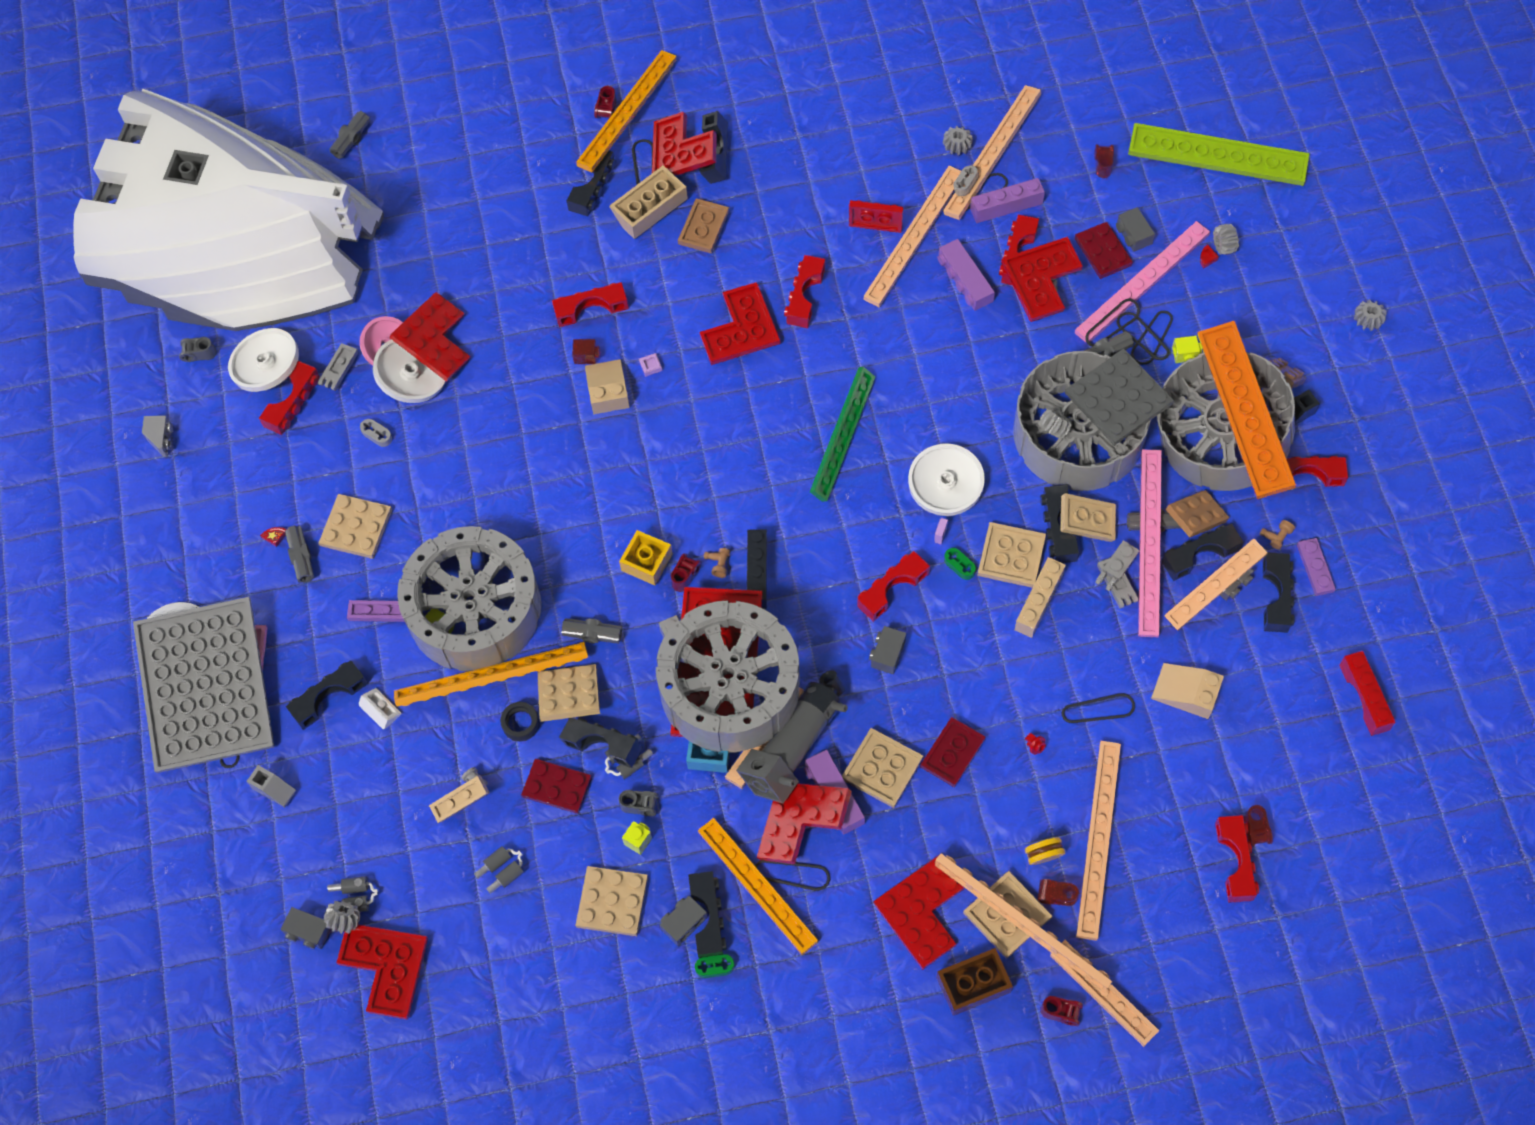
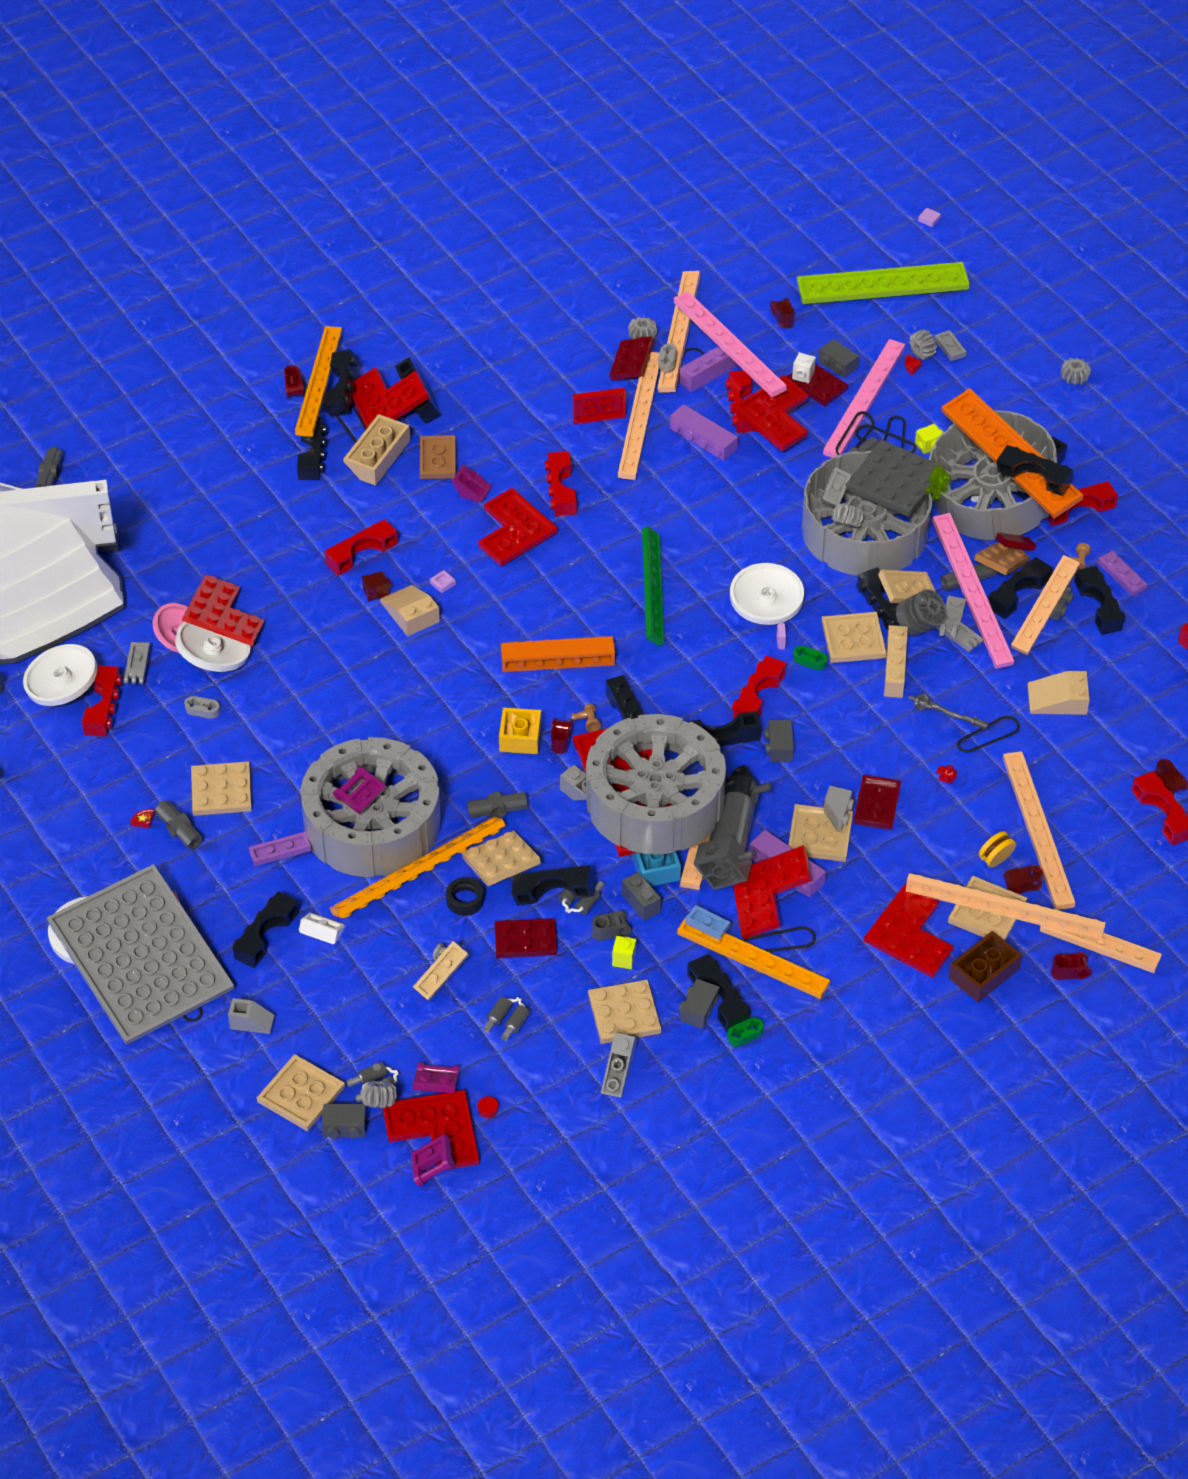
camera: 25 degrees left, 15 degrees down
(282, 882) = (300, 1092): none -> tan plate
(362, 997) = (429, 1155): none -> magenta plate
(405, 918) = (436, 1078): none -> magenta plate
(442, 960) = (487, 1107): none -> red tile
(461, 589) = (363, 794): none -> magenta plate
(580, 960) = (619, 1064): none -> light grey slope
(637, 135) = (339, 398): none -> black arch
(679, 780) = (641, 896): none -> dark grey brick
(719, 481) = (557, 654): none -> orange brick
(721, 265) = (470, 484): none -> magenta slope
(726, 835) = (707, 922): none -> medium blue plate
(813, 619) = (742, 729): none -> black arch
(907, 747) = (836, 806): none -> light grey slope
(933, 170) = (631, 358): none -> dark red plate
(1028, 187) = (730, 344): none -> bright pink plate
(1048, 653) = (923, 702): none -> flat silver piece
(1055, 389) = (835, 487): none -> light grey plate
(1085, 554) = (921, 612): none -> dark grey wheel
(1092, 232) = (803, 367): none -> white brick
(1159, 416) = (939, 480): none -> clear neon green plate
(1220, 497) = (1016, 541): none -> dark red tile
(1241, 424) = (1016, 461): none -> black arch
(1254, 246) = (950, 345): none -> light grey plate
(1299, 90) = (929, 217): none -> lavender tile

